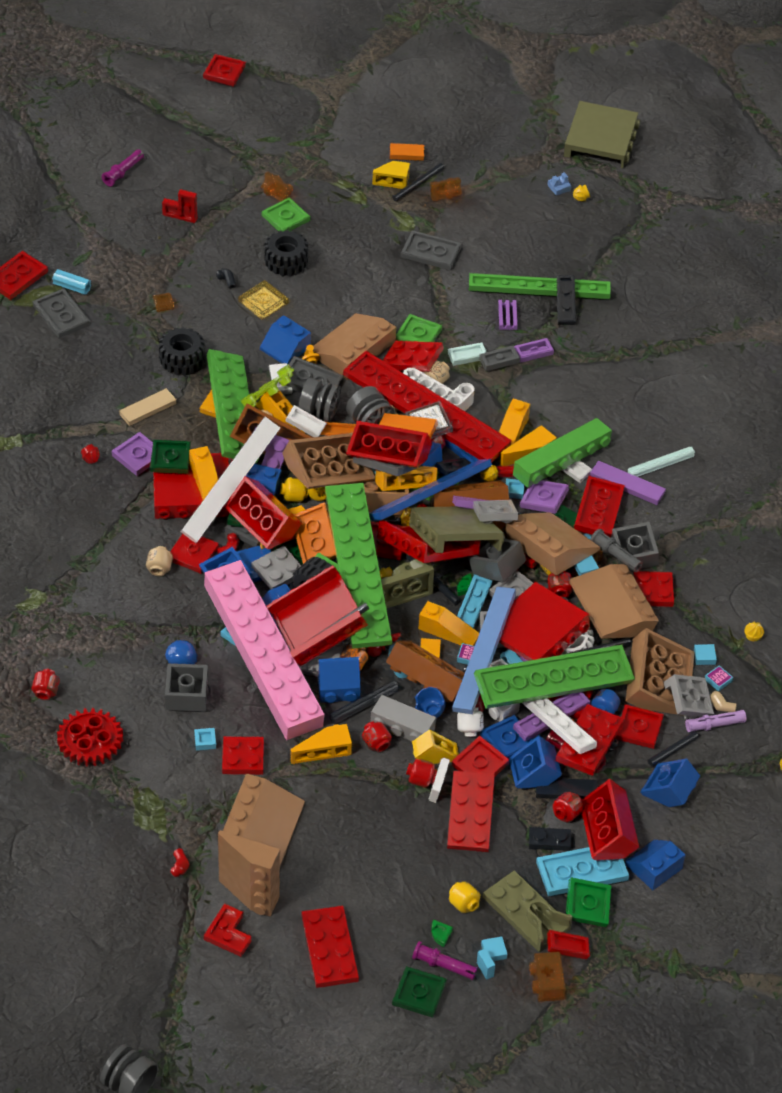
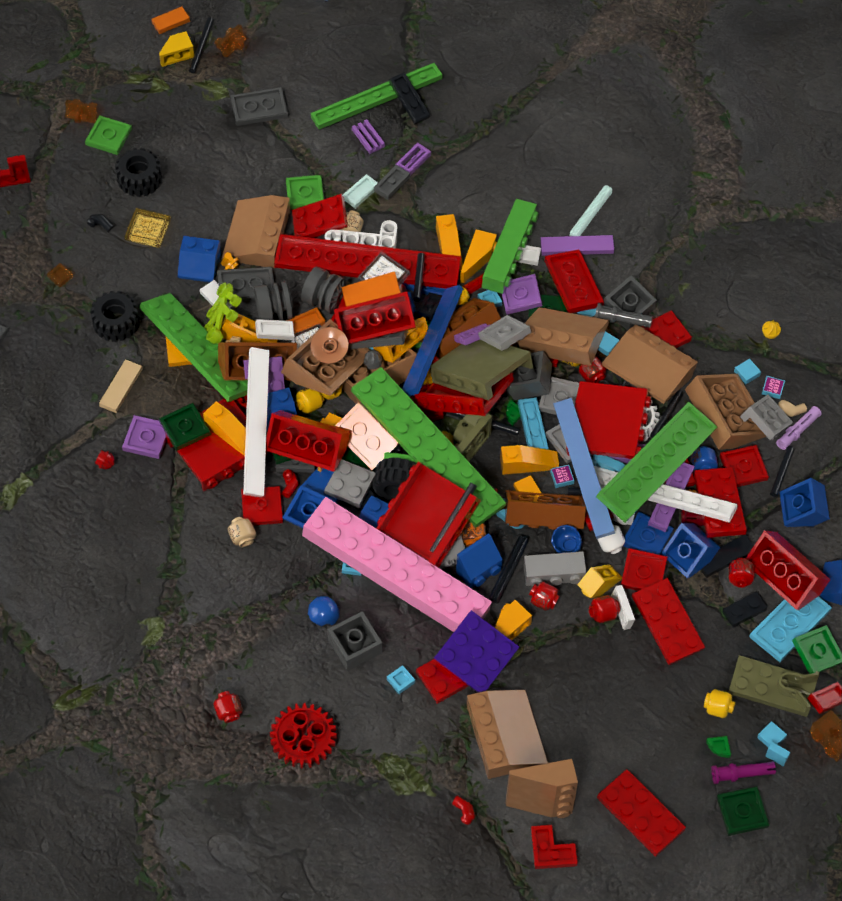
camera: 30 degrees left, 10 degrees up
(280, 745) = (476, 652): none -> dark purple plate
(331, 442) = (325, 338): none -> nougat dish
(368, 479) = (373, 359): none -> dark grey plate
(459, 437) = (418, 277): none -> black bar

